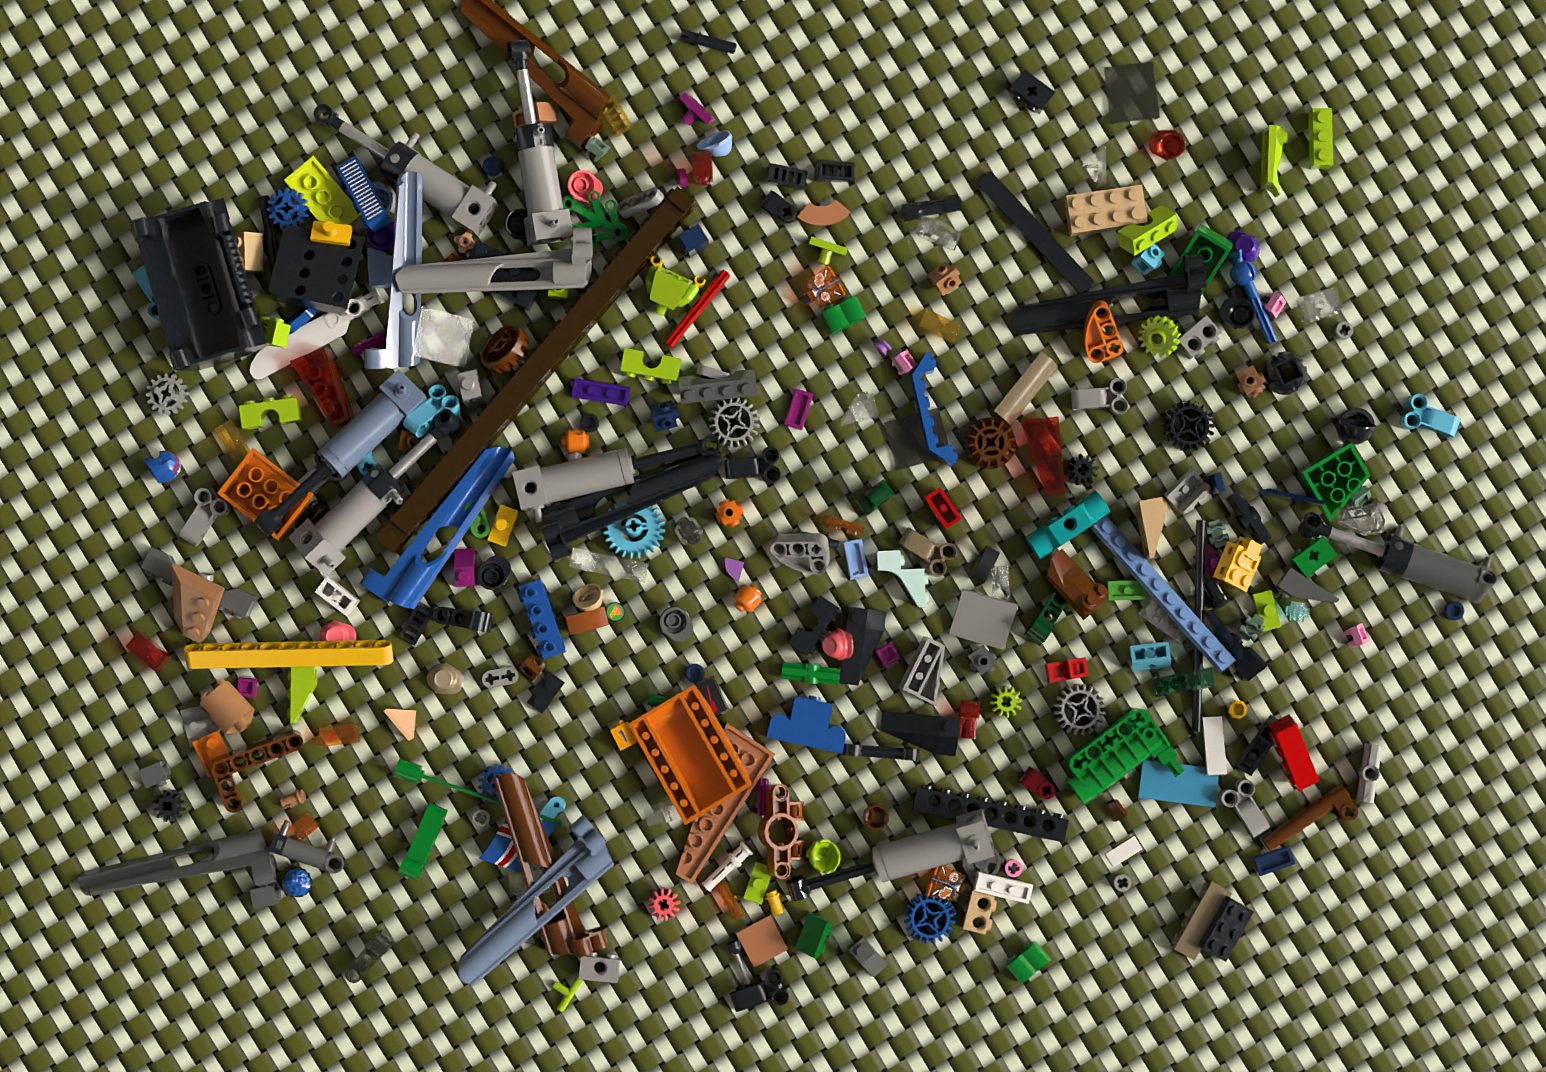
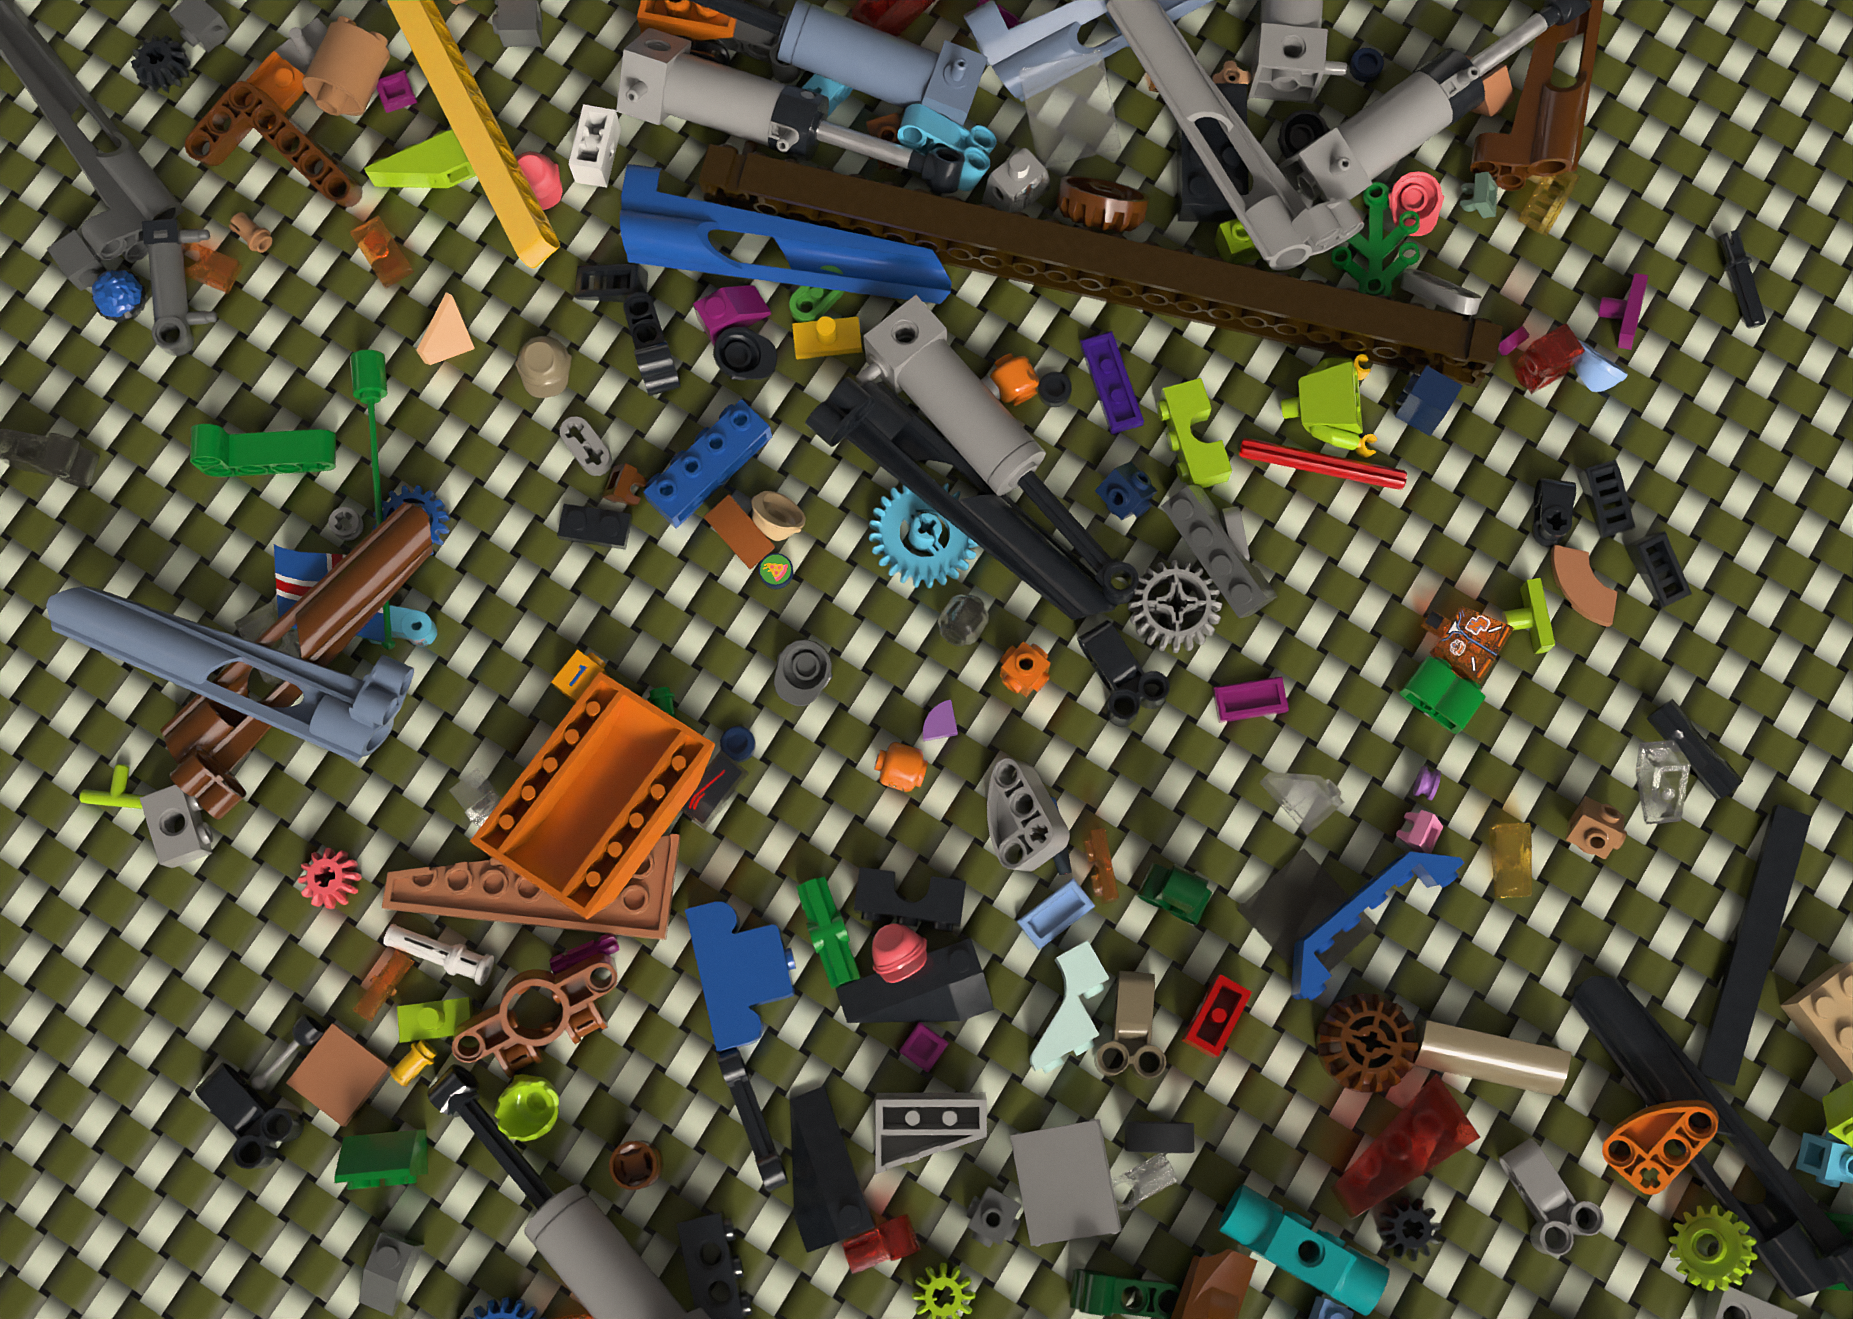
camera: 65 degrees right, 10 degrees down
(608, 565) = (844, 522): clear slope -> none

